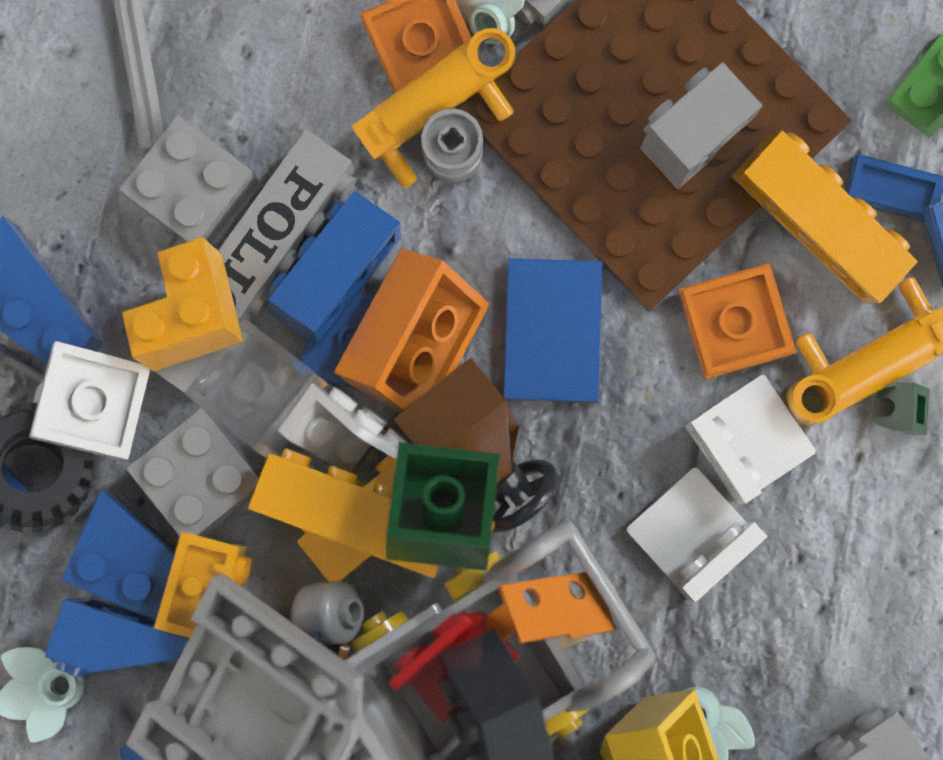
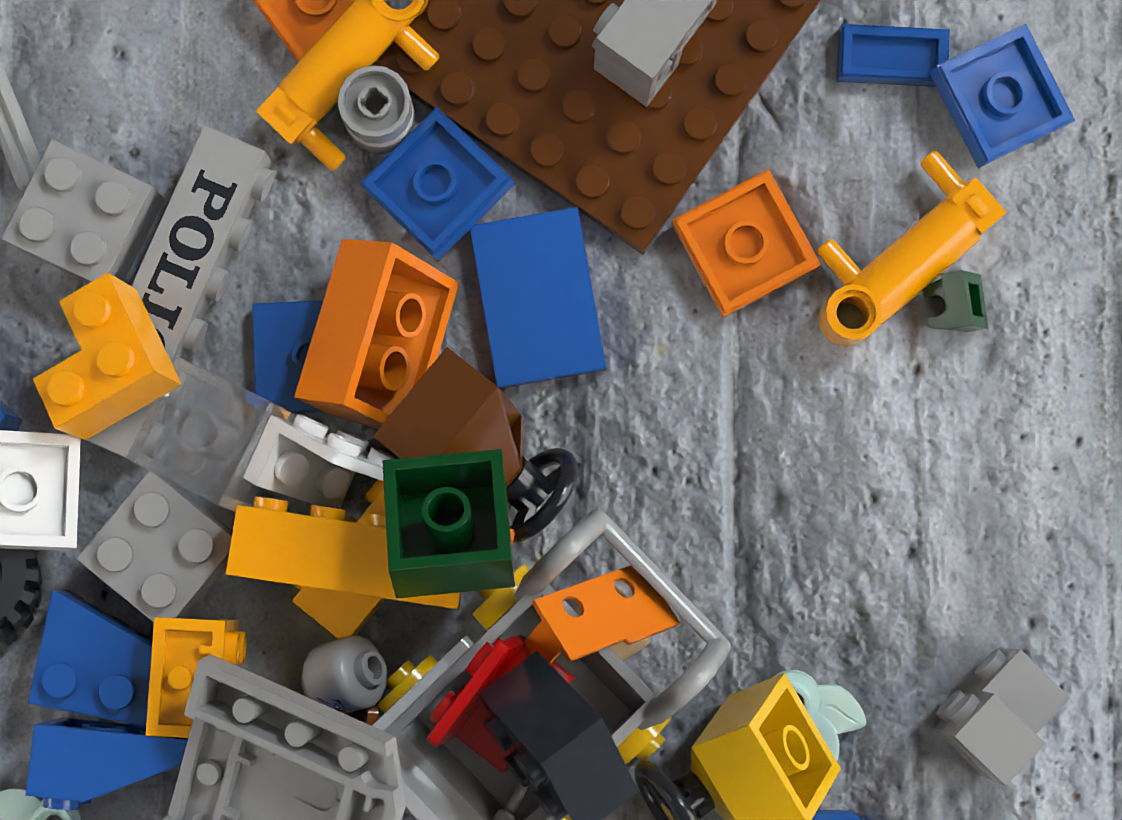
camera: 15 degrees left, 0 degrees up
(333, 267) = (269, 277): blue brick -> none
(489, 217) = (437, 183): none -> blue plate
(694, 535) = (747, 497): white bracket -> none
(750, 439) = (789, 374): white bracket -> none
(825, 217) = (820, 102): light orange brick -> none

